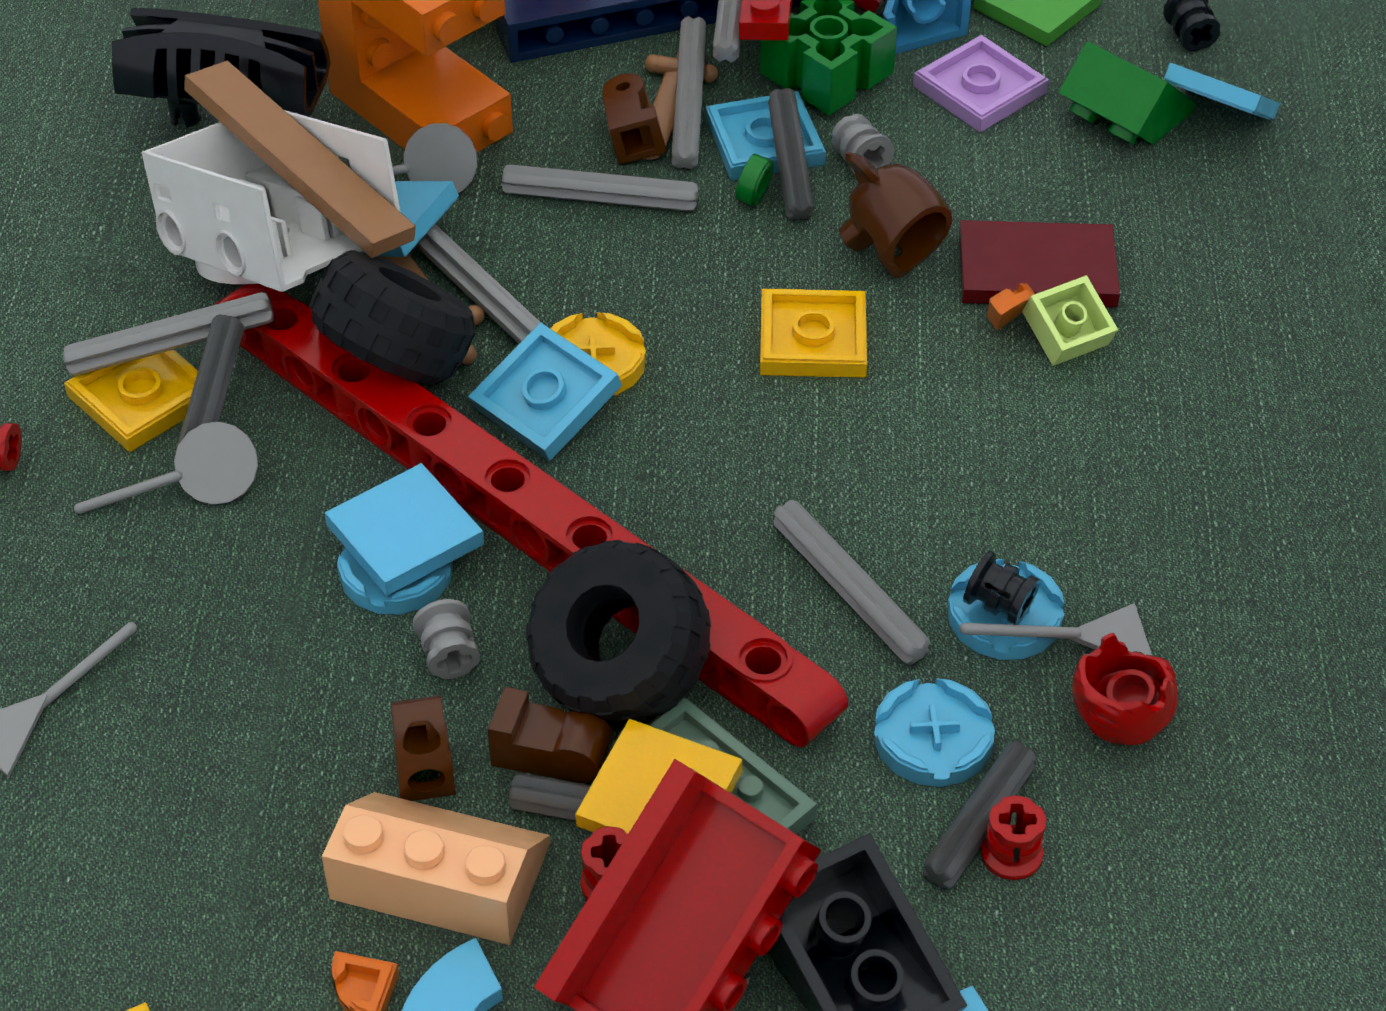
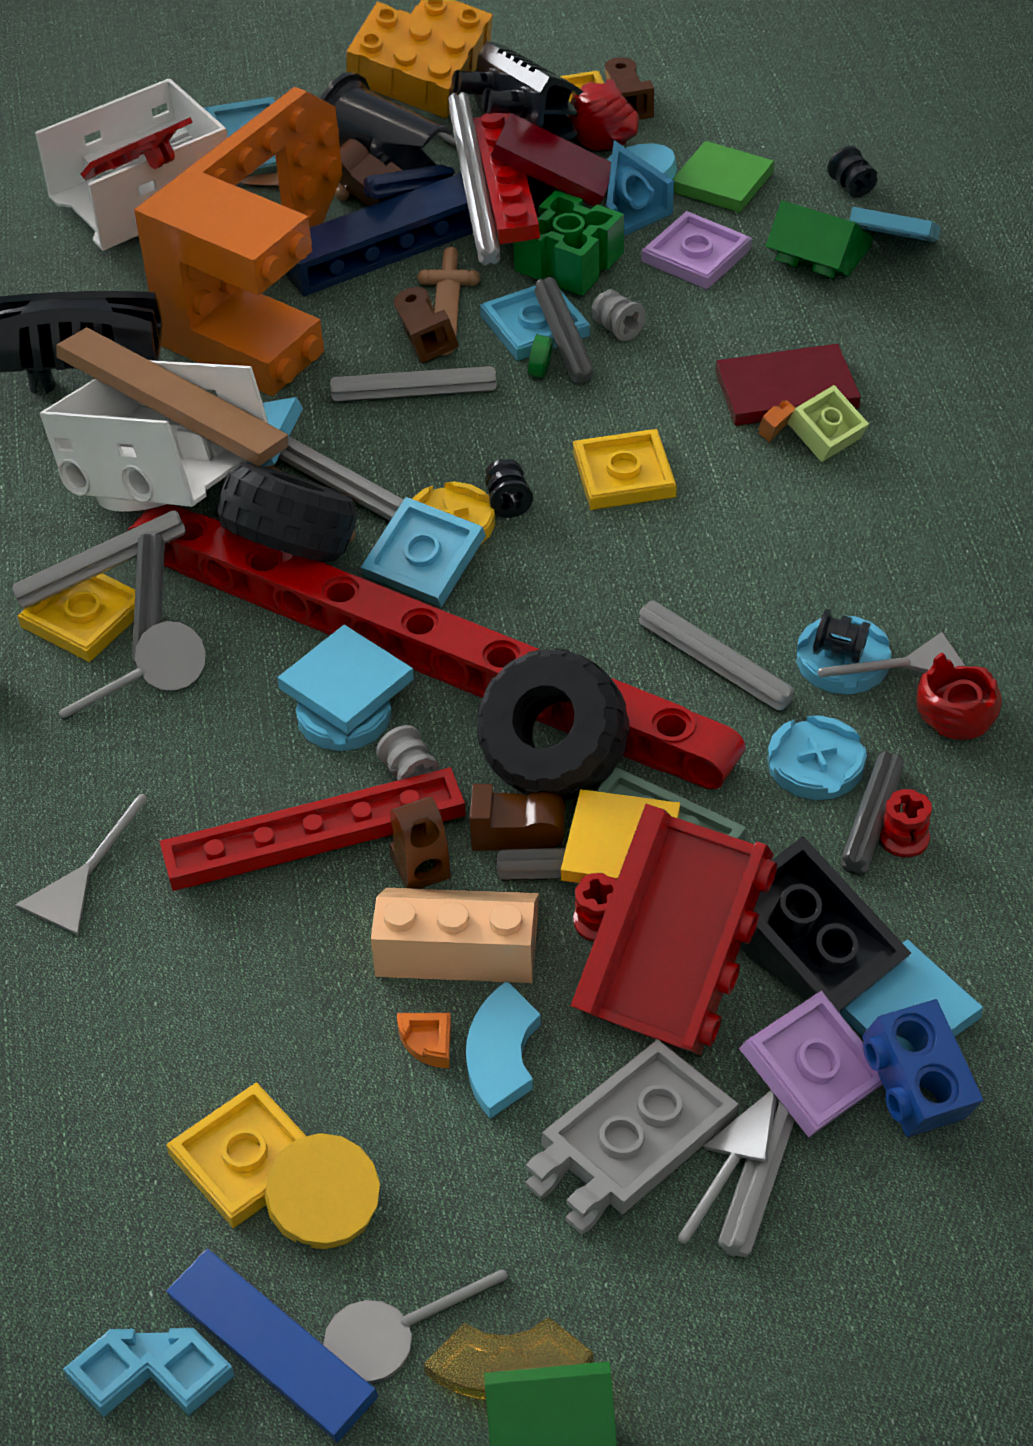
camera: 10 degrees left, 0 degrees up
(302, 702) = (302, 830): none -> red plate
(439, 154) = (280, 376): light grey piece -> none
(666, 333) = (508, 488): none -> black bush
(689, 93) = (464, 295): light grey axle -> none
(892, 210) = (668, 360): reddish brown piece -> none

